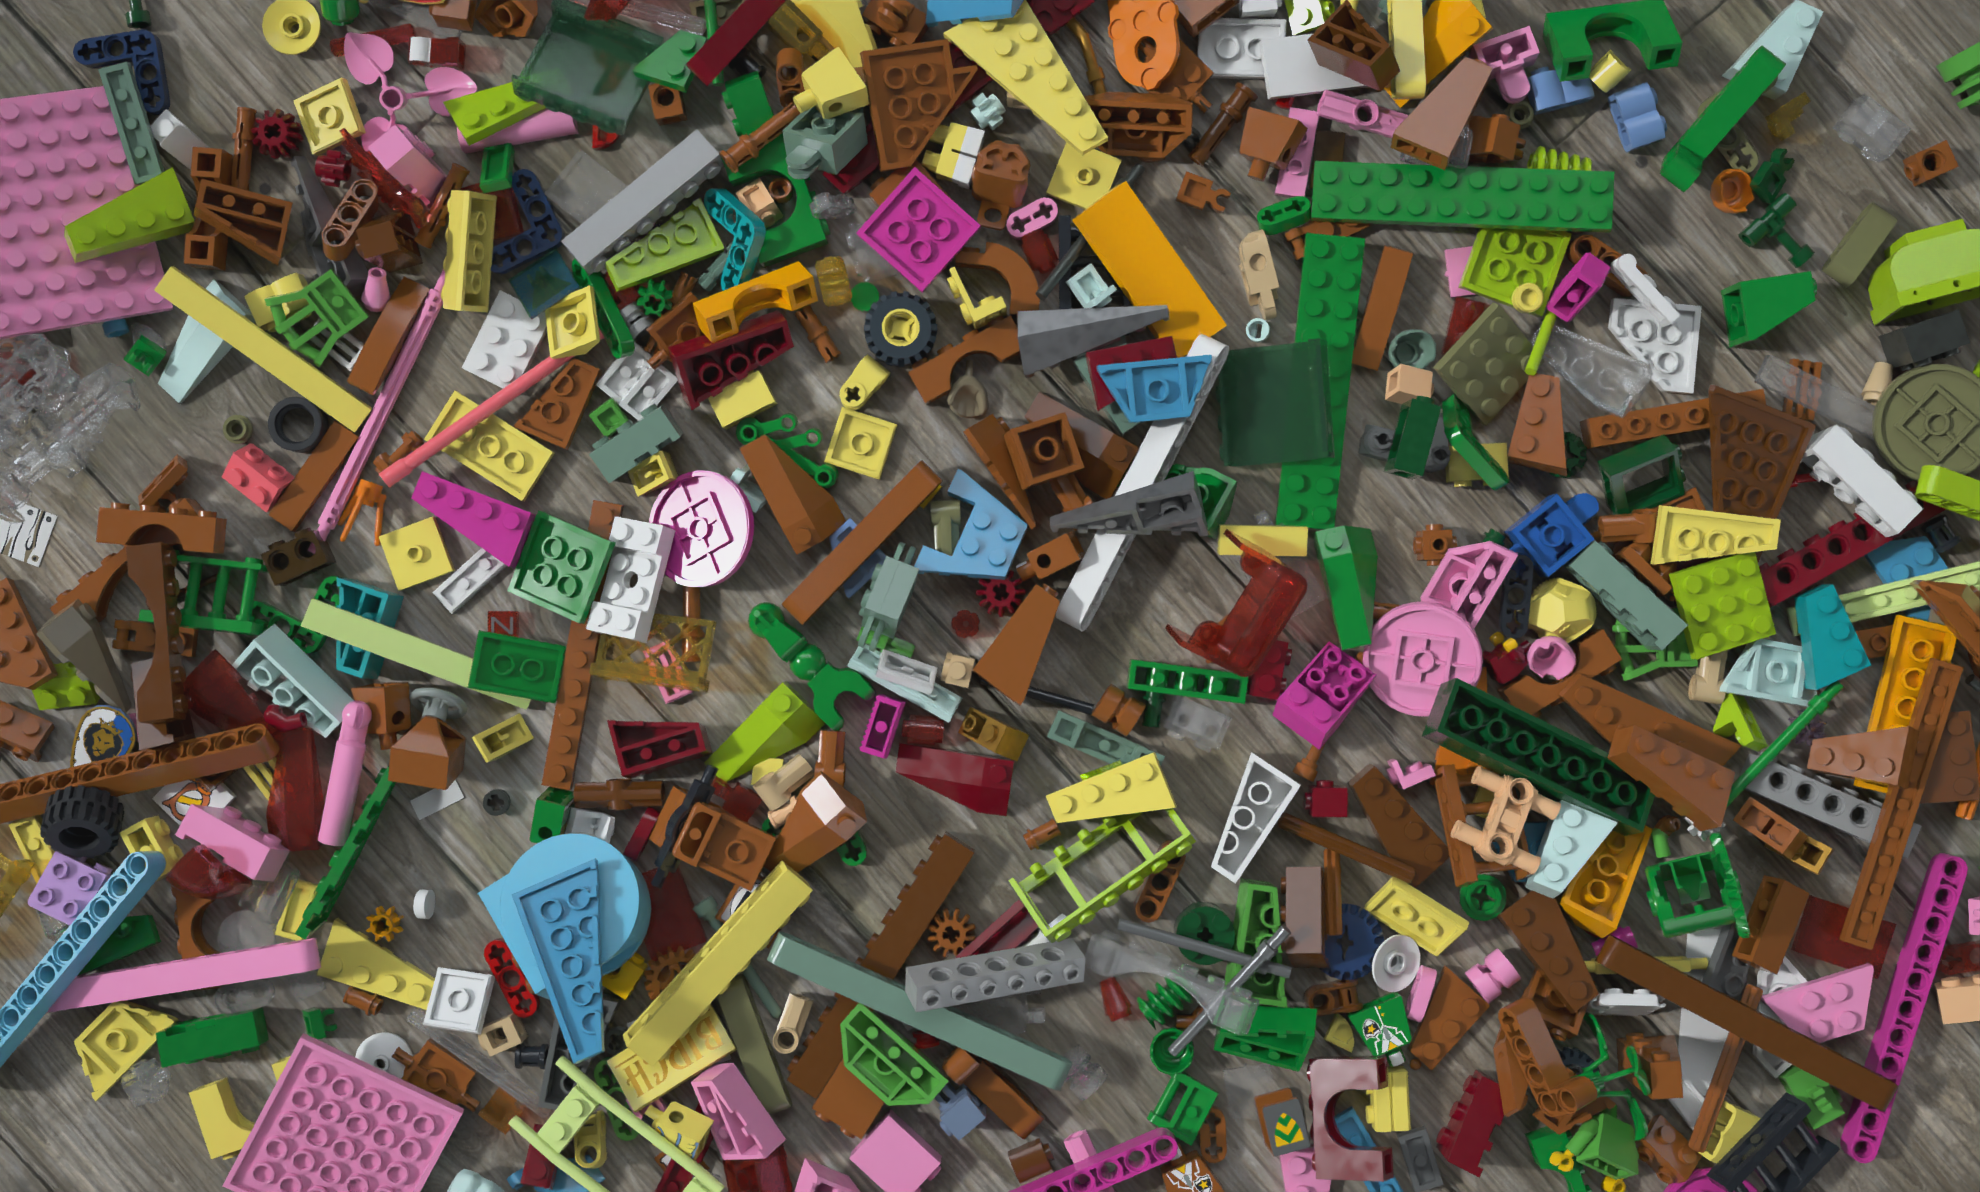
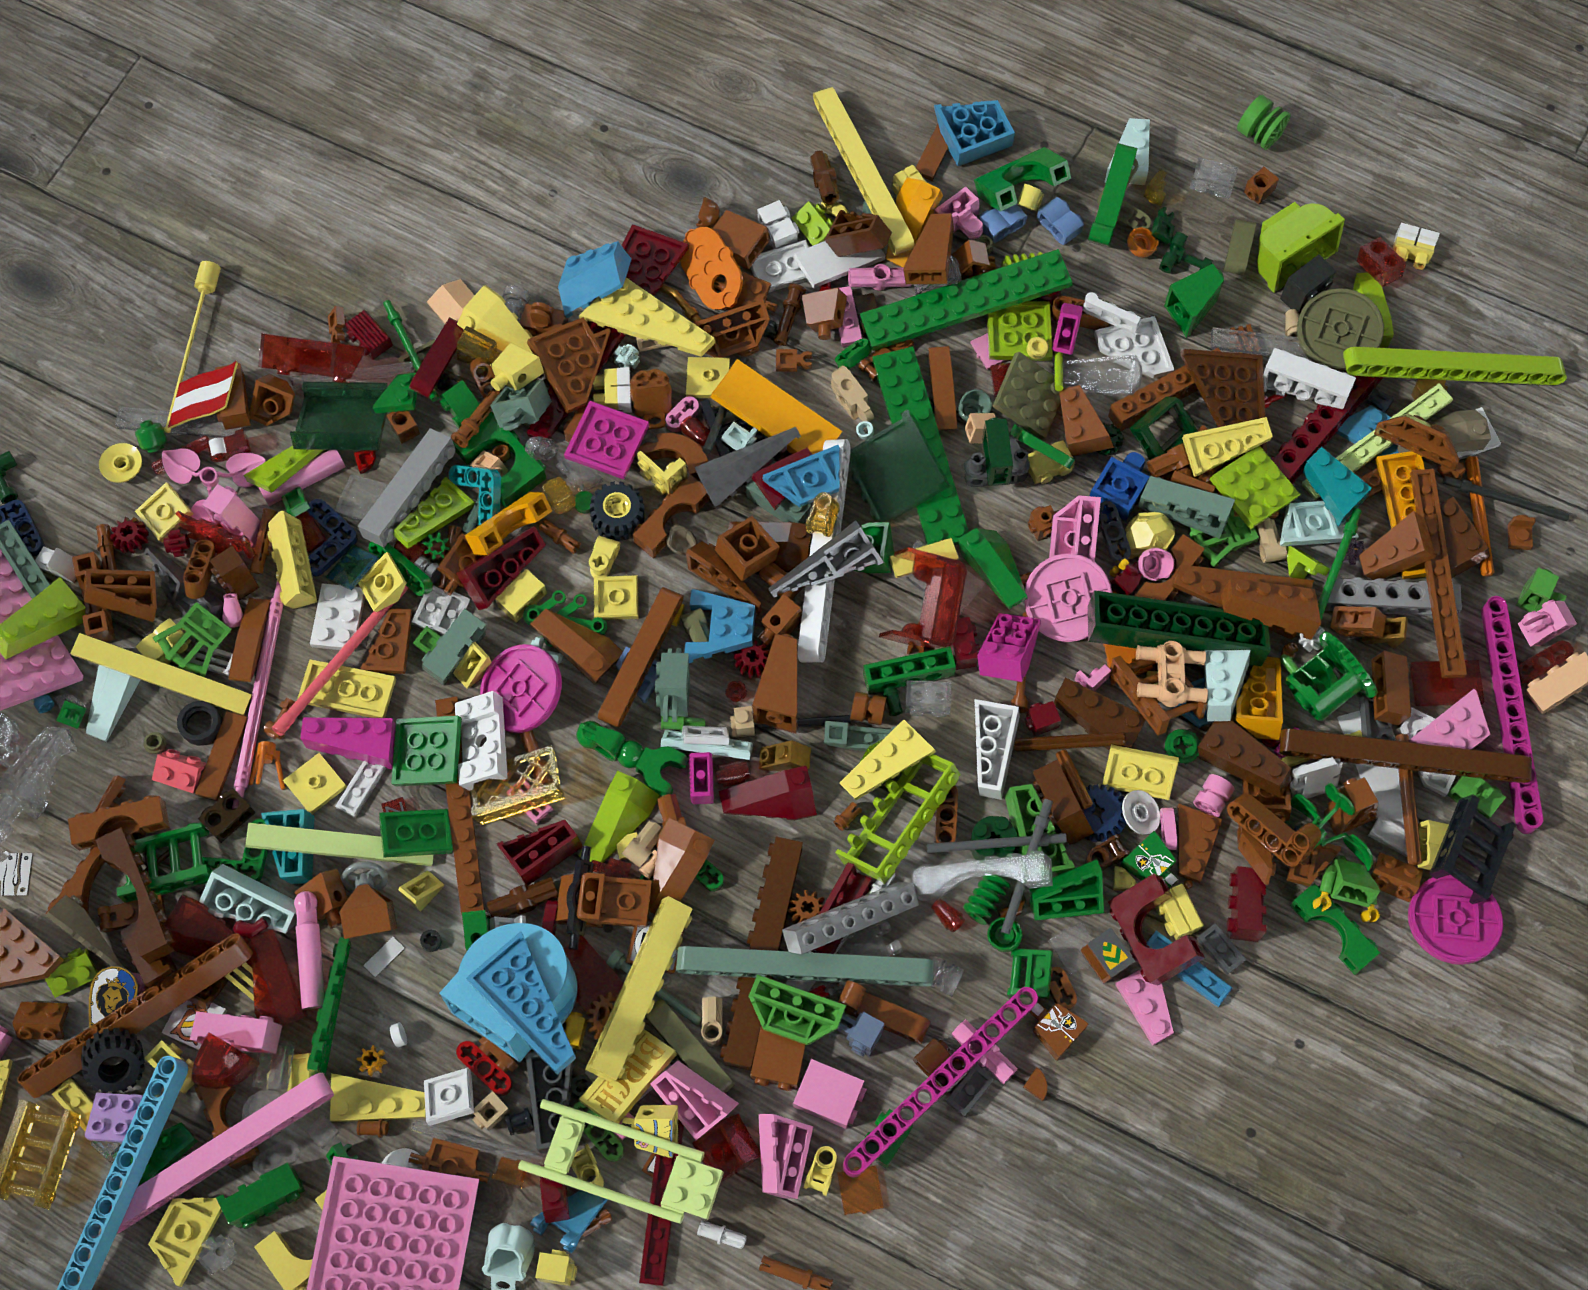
camera: 25 degrees left, 20 degrees down
(1152, 446) = (823, 519): none -> clear yellow piece

